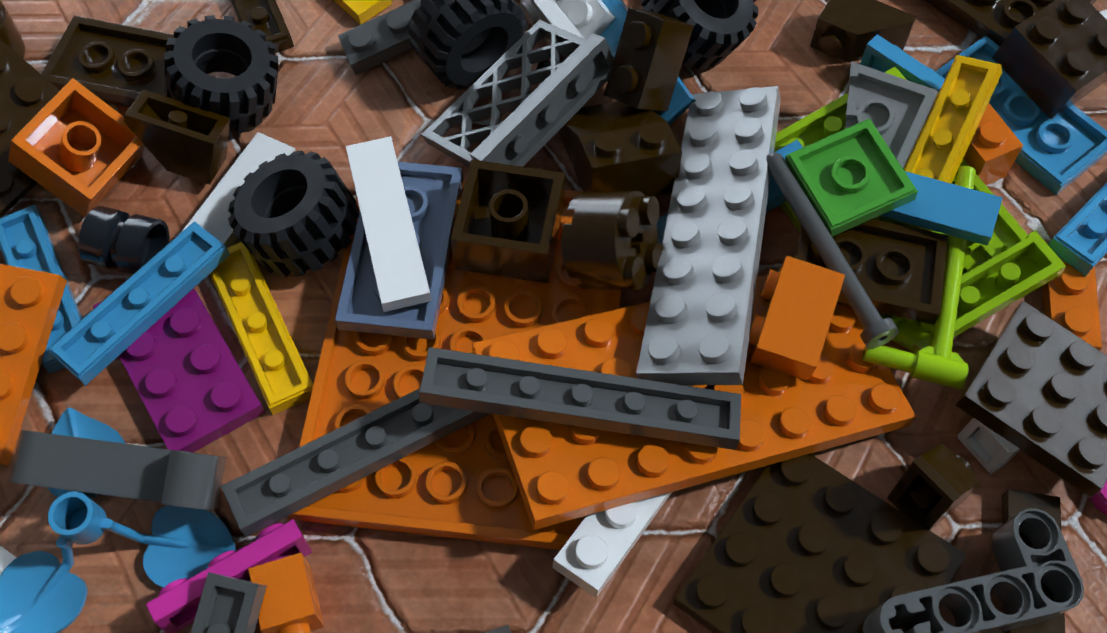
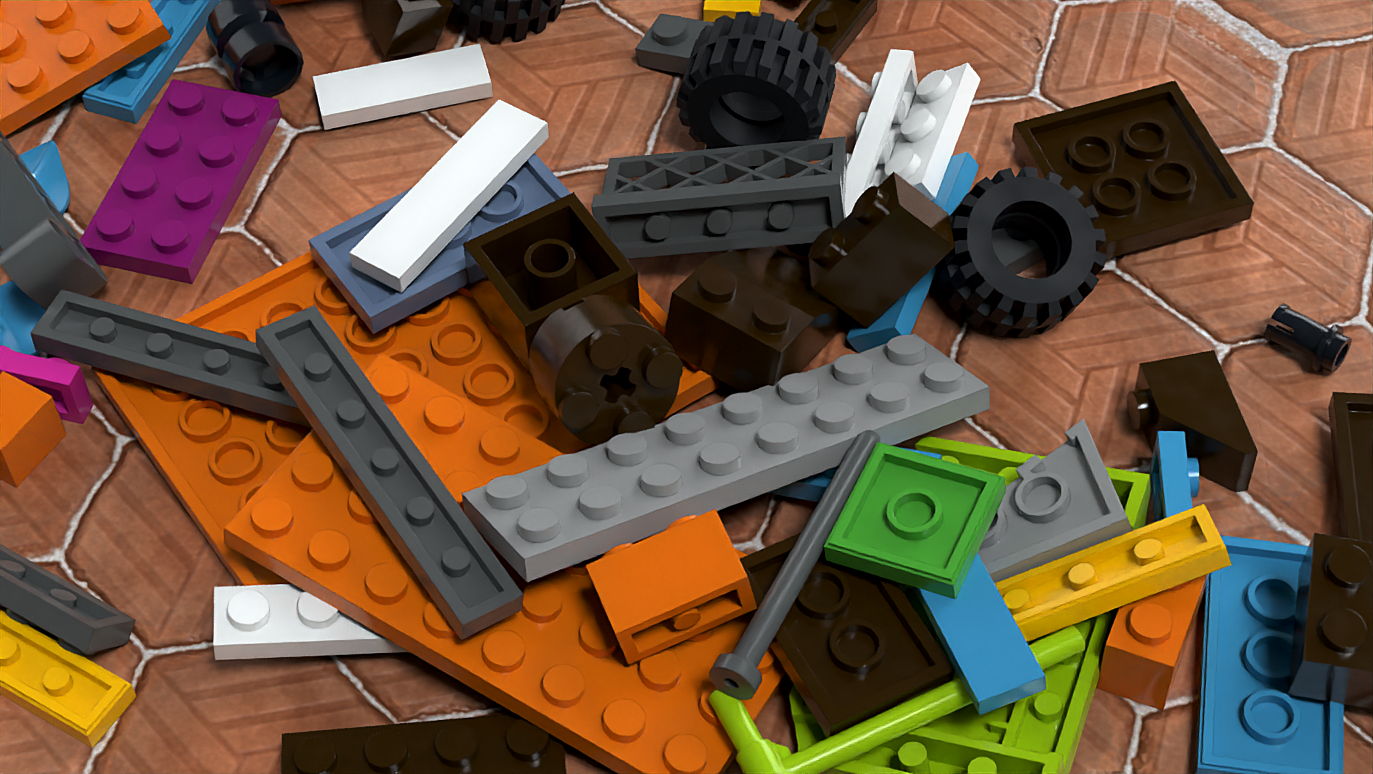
camera: 50 degrees right, 10 degrees down
(139, 303) = (201, 101): dark azure tile -> none
(261, 330) = (274, 205): yellow tile -> none
(294, 213) = (395, 125): black tyre -> none

